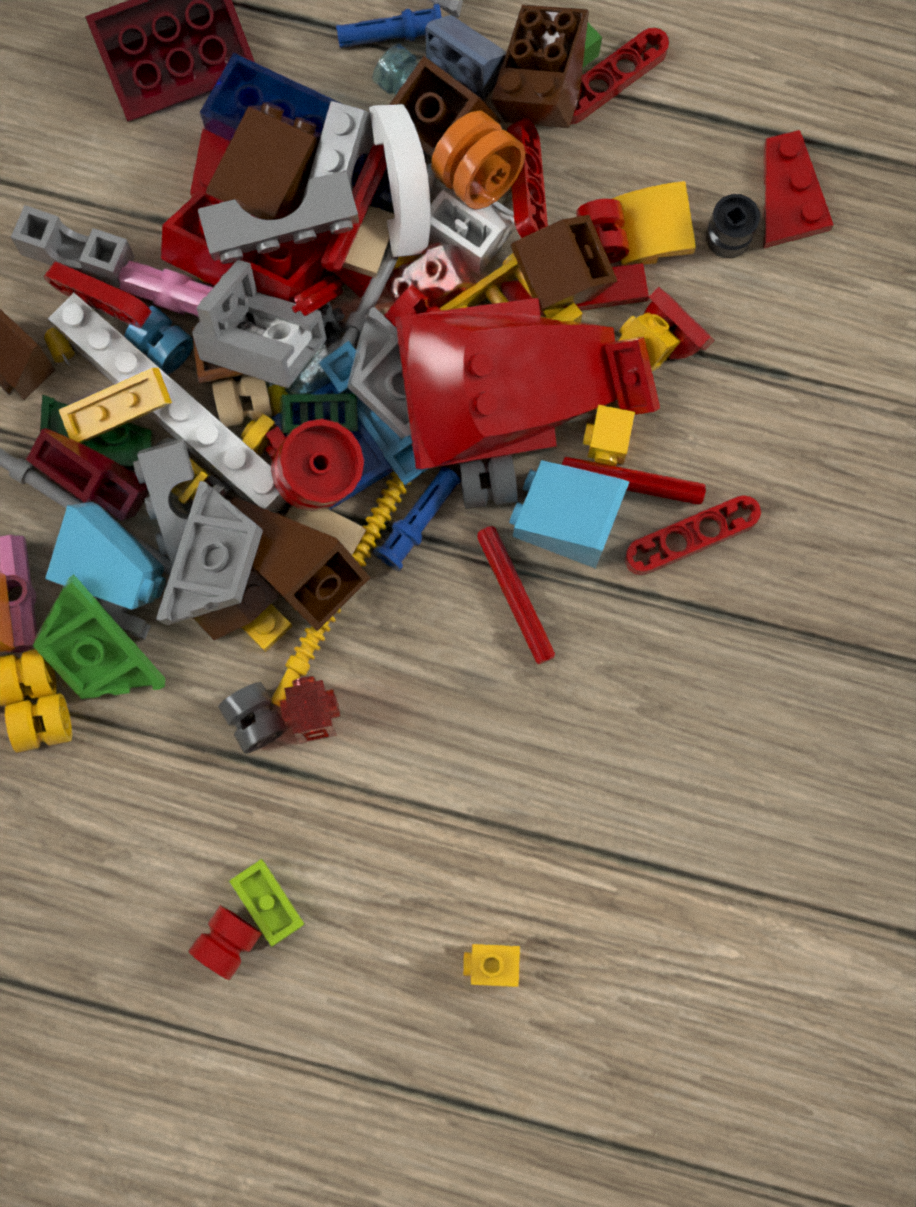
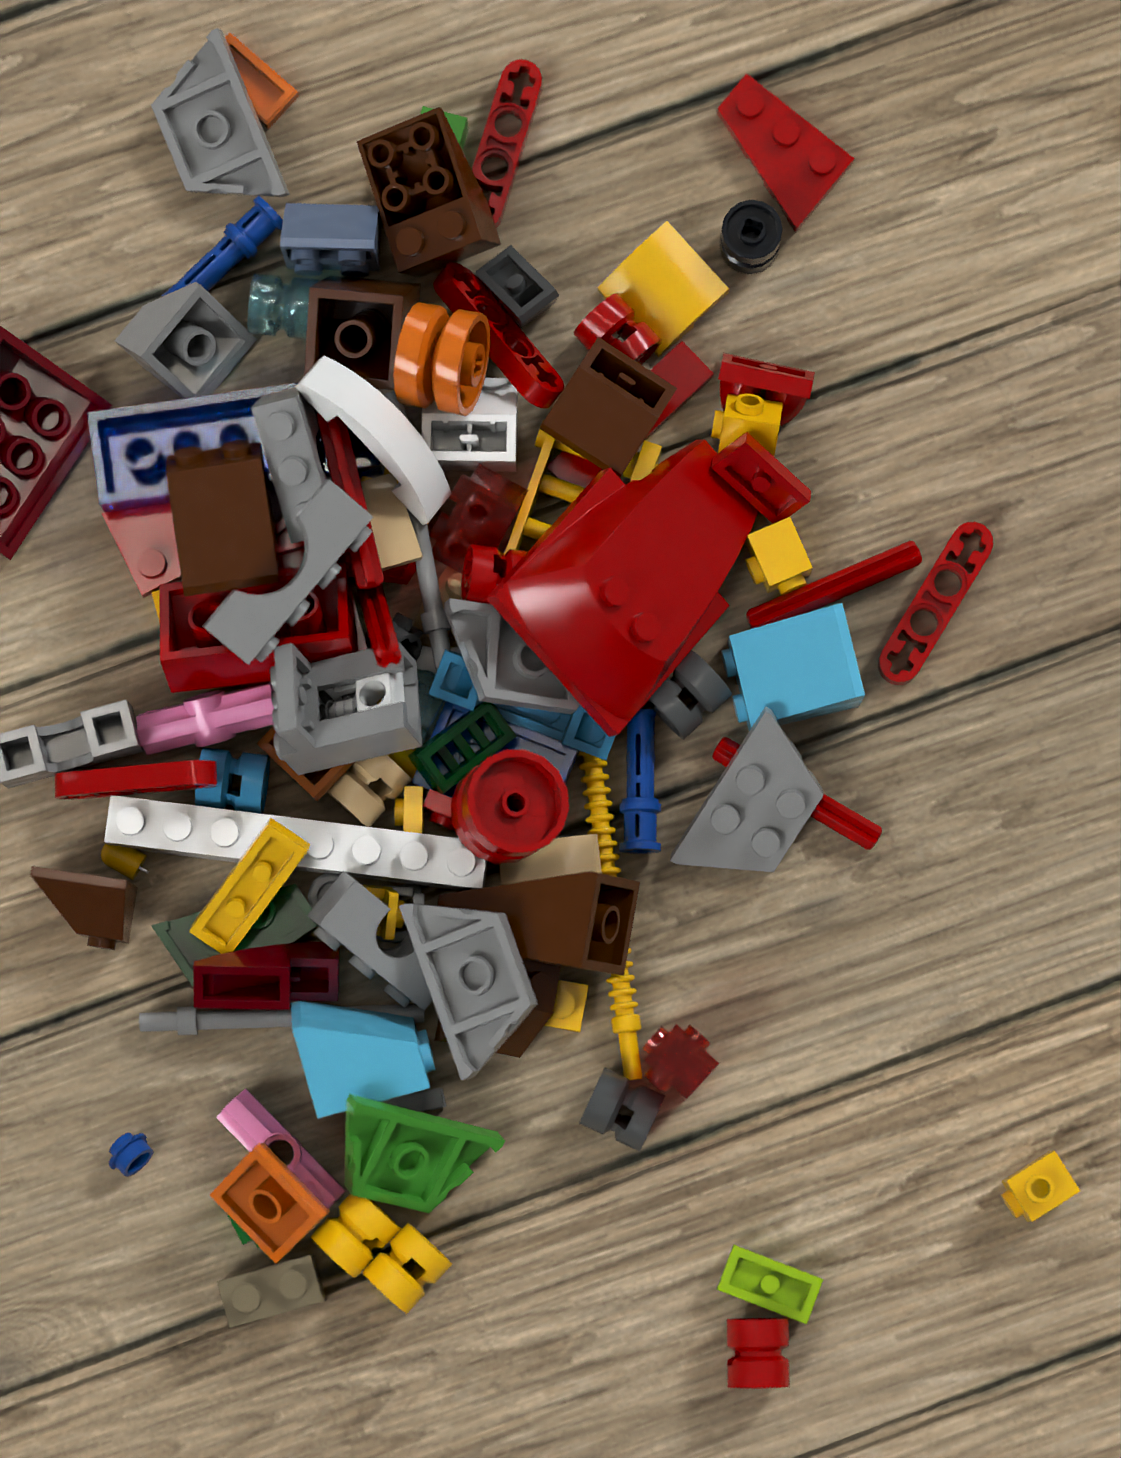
camera: 30 degrees left, 5 degrees up
(332, 58) = (186, 341): none -> light grey slope
(480, 580) = (753, 806): none -> light grey wing
(561, 164) = (517, 286): none -> dark grey slope

